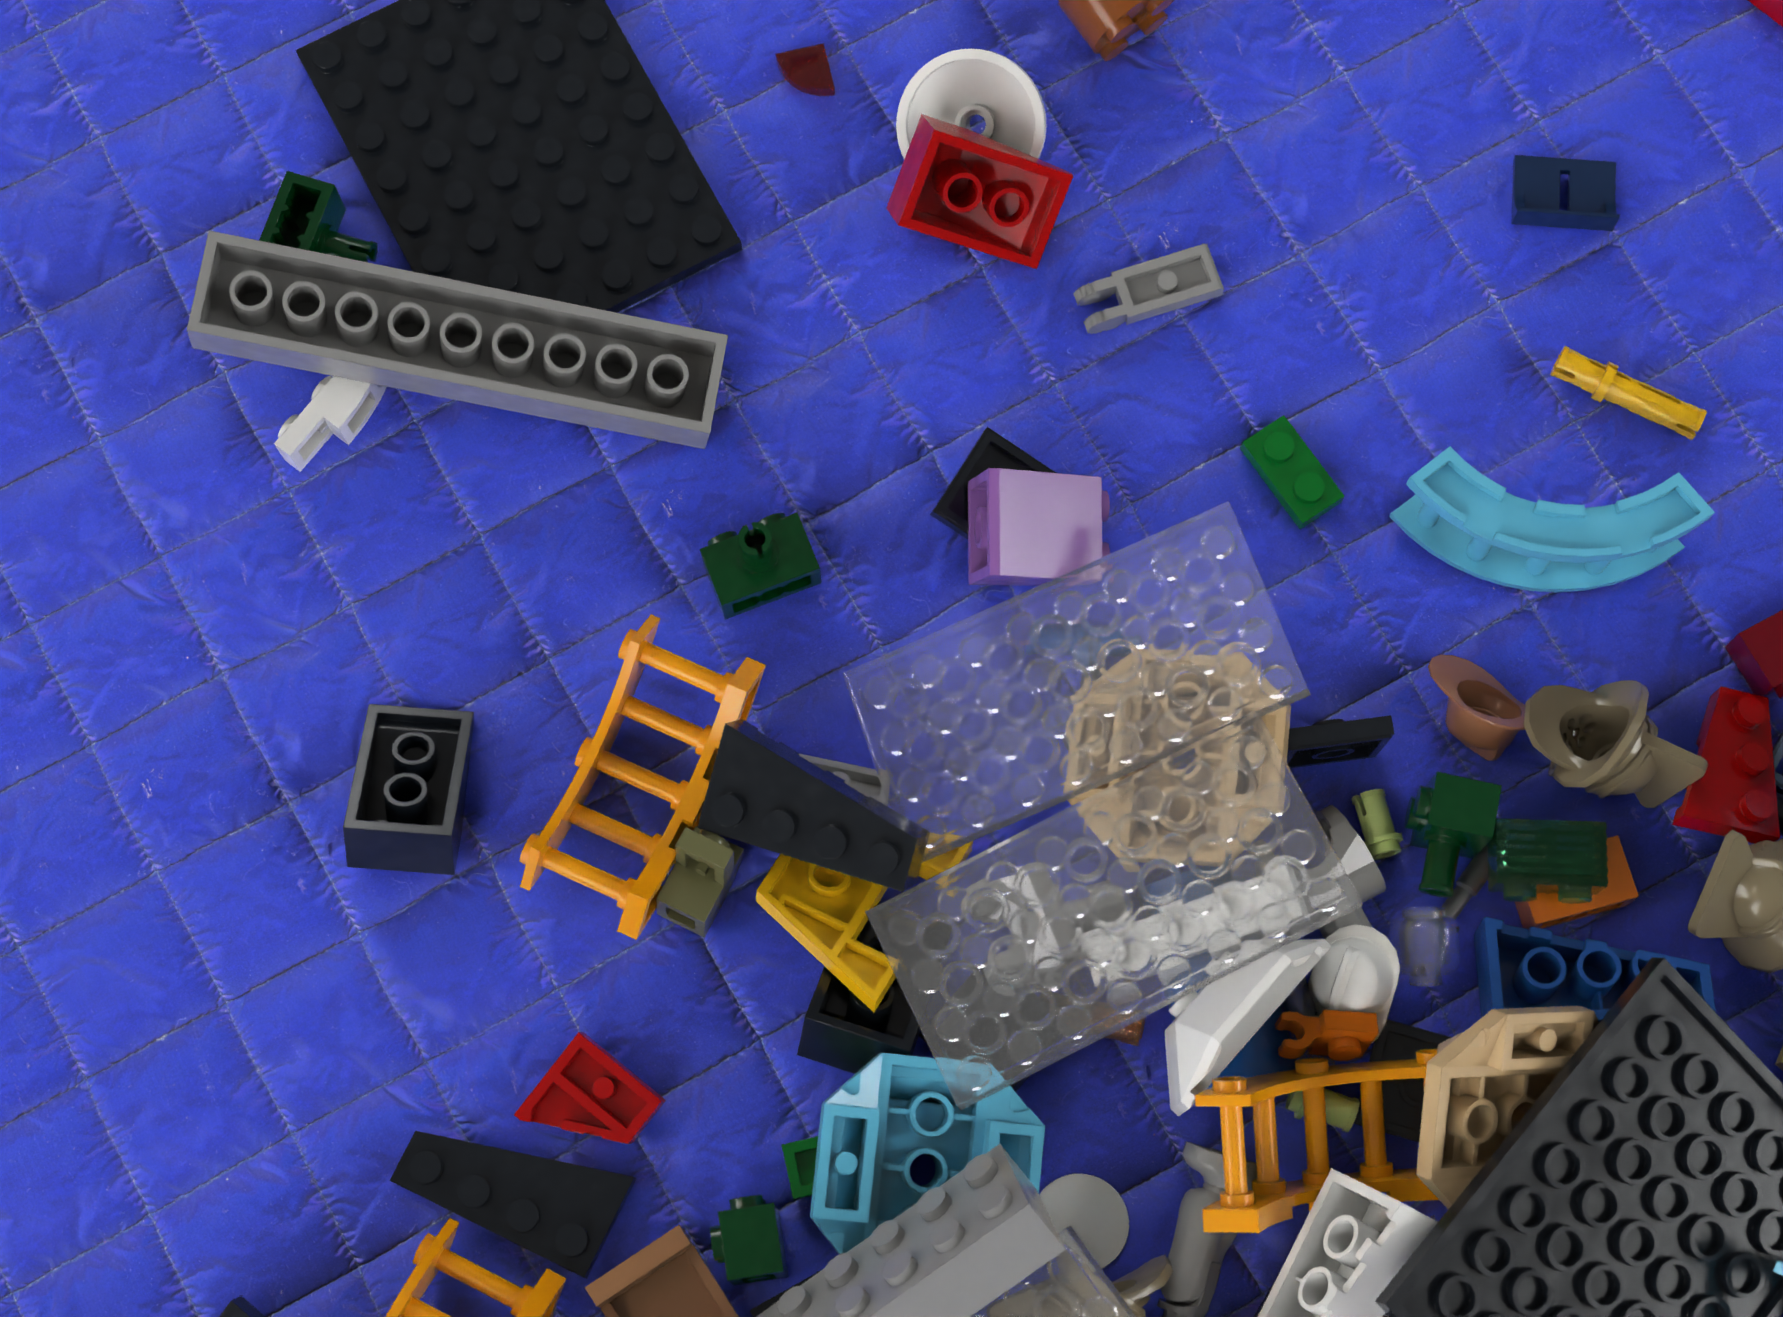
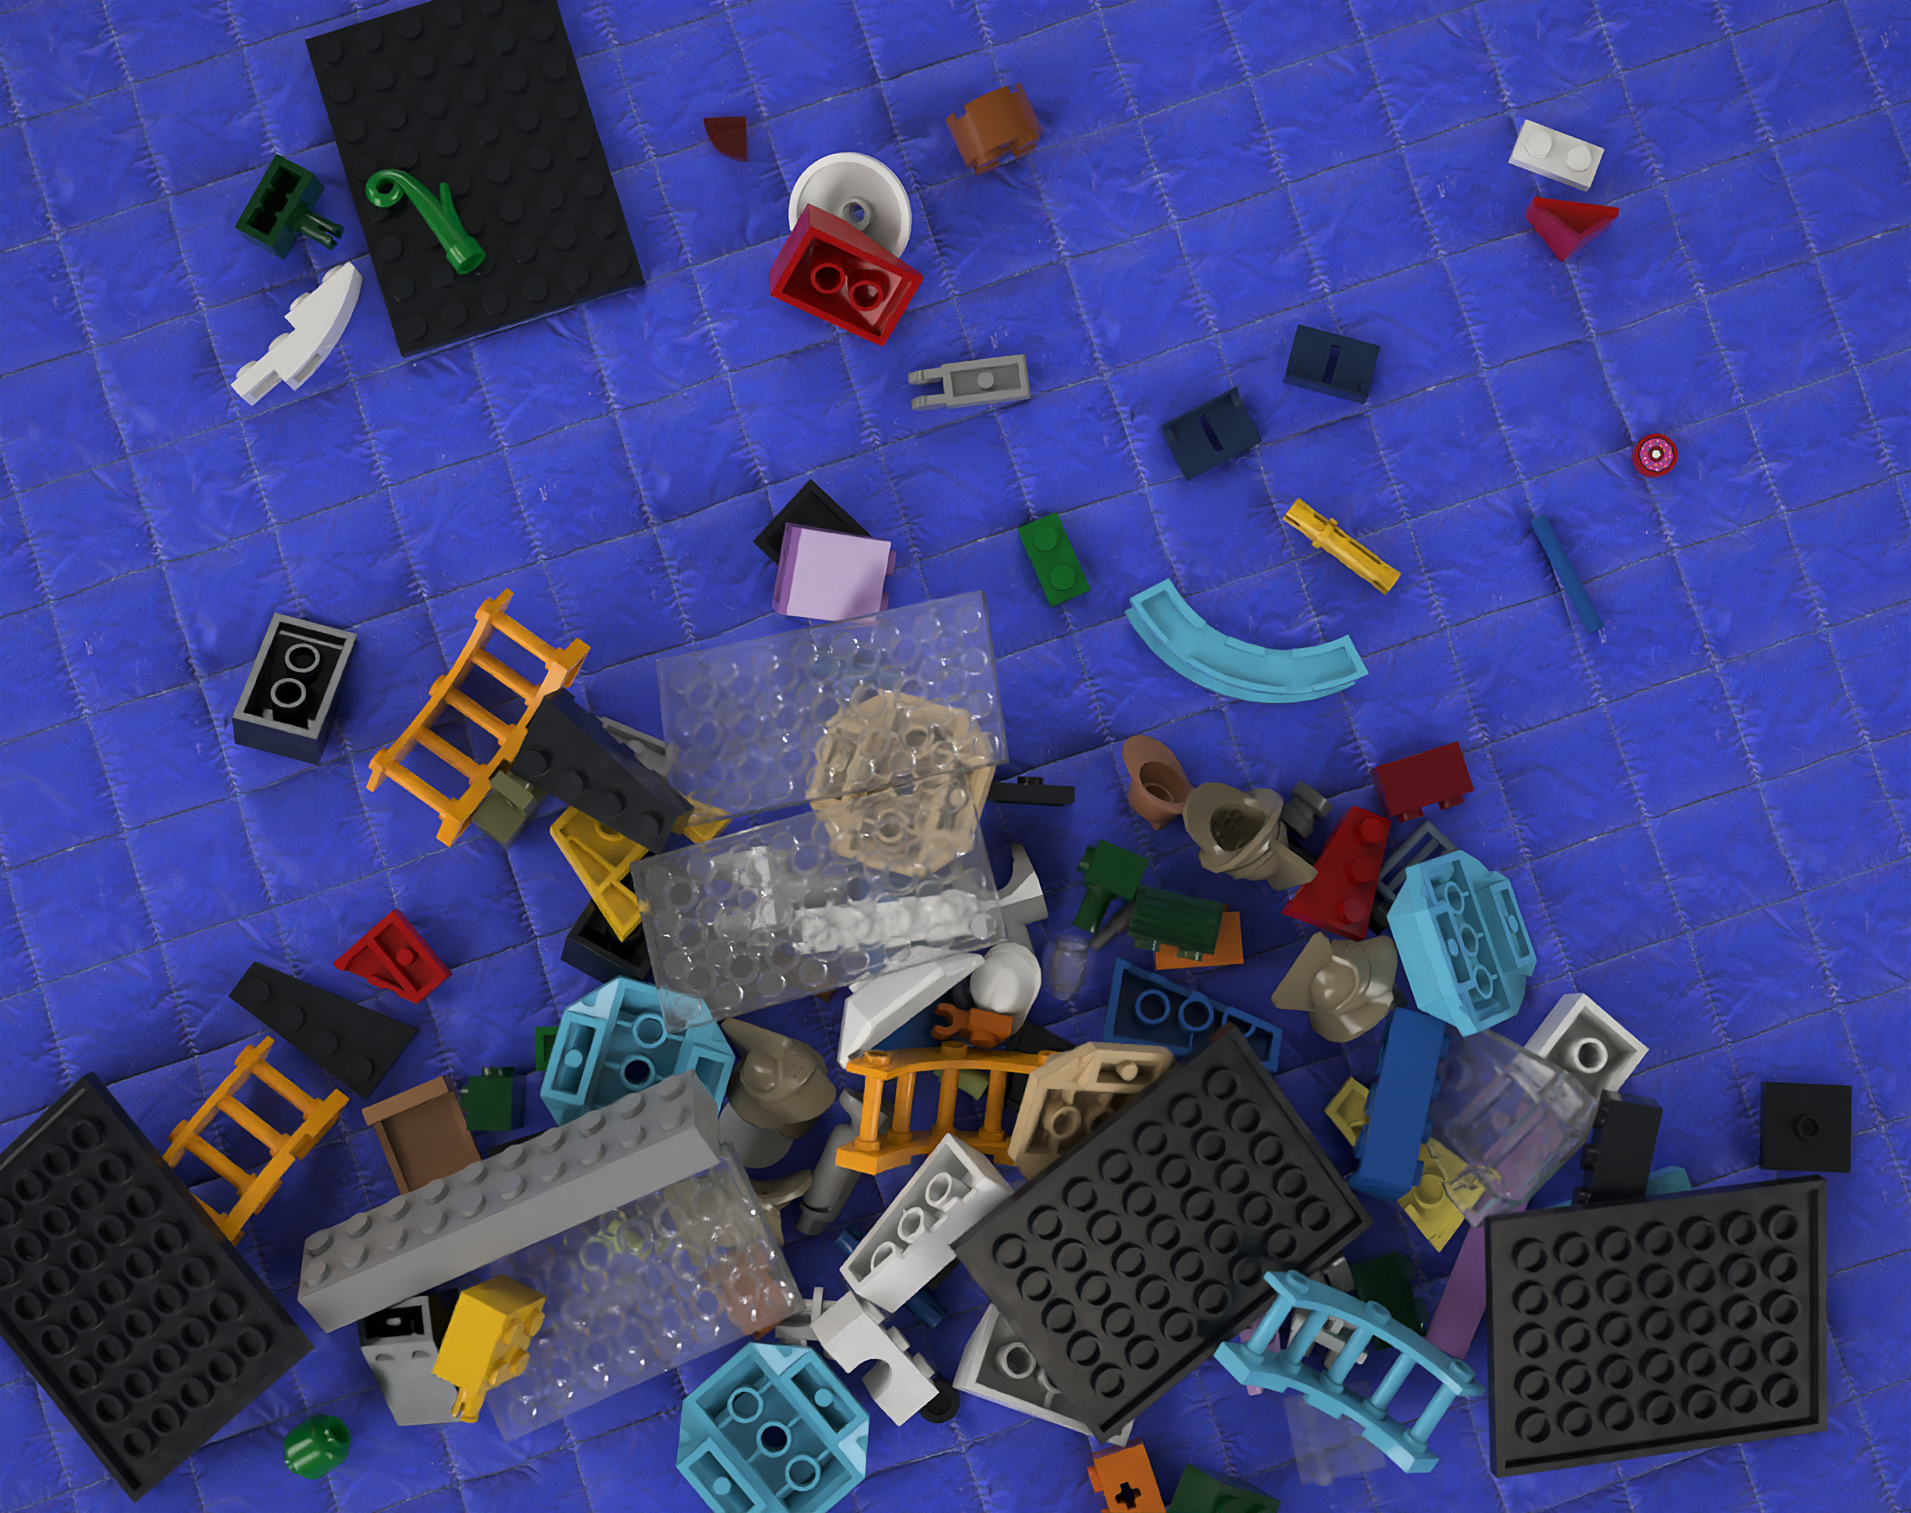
camera: 10 degrees right, 10 degrees up
(456, 340) = (388, 328): light grey brick -> none
(523, 241) = (441, 216): none -> green plant
(760, 563) = (606, 557): dark green brick -> none
(1099, 1146) = (777, 1081): none -> dark tan helmet
(1377, 824) = (1054, 863): yellowish green pin -> none
(1459, 278) = (1228, 423): none -> dark blue piece
(1666, 700) = (1301, 812): none -> dark grey wheel

